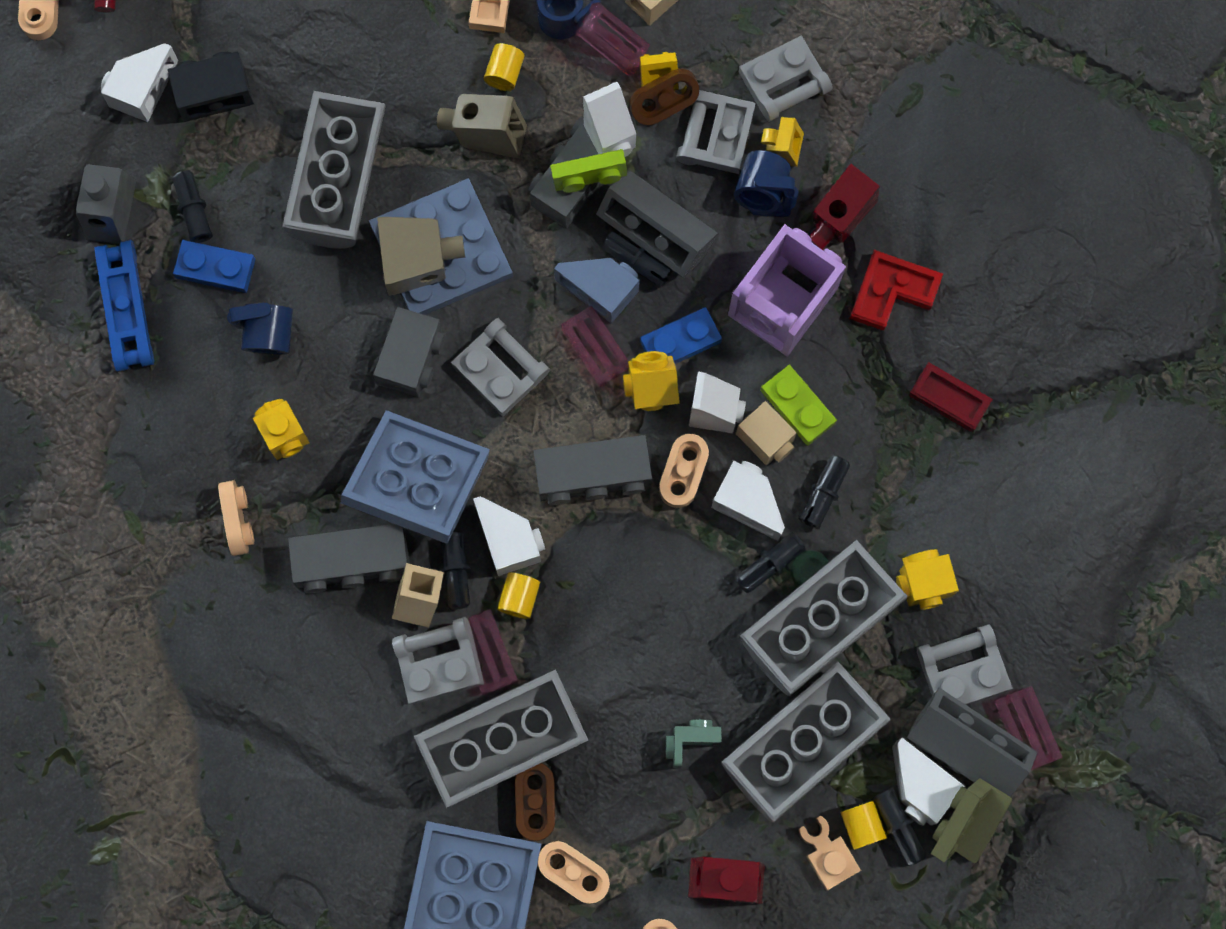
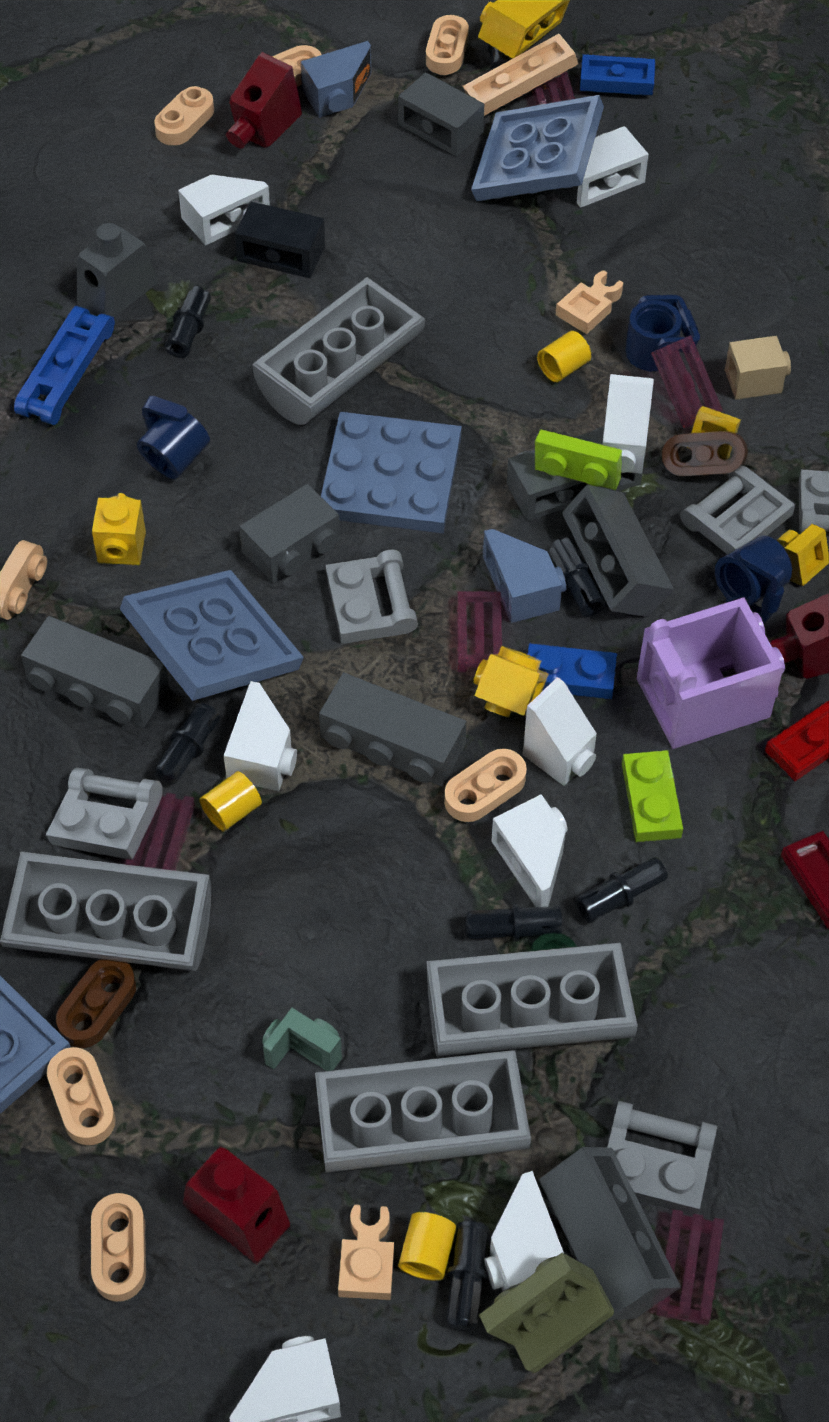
camera: 35 degrees right, 20 degrees down
(214, 266) = (170, 376): blue plate -> none
(414, 252) = (357, 447): dark tan torso -> none
(417, 595) = (129, 736): tan brick -> none
(486, 124) = (512, 387): dark tan torso -> none
(767, 434) = (597, 797): tan brick -> none
(927, 579) = (675, 1036): yellow brick -> none

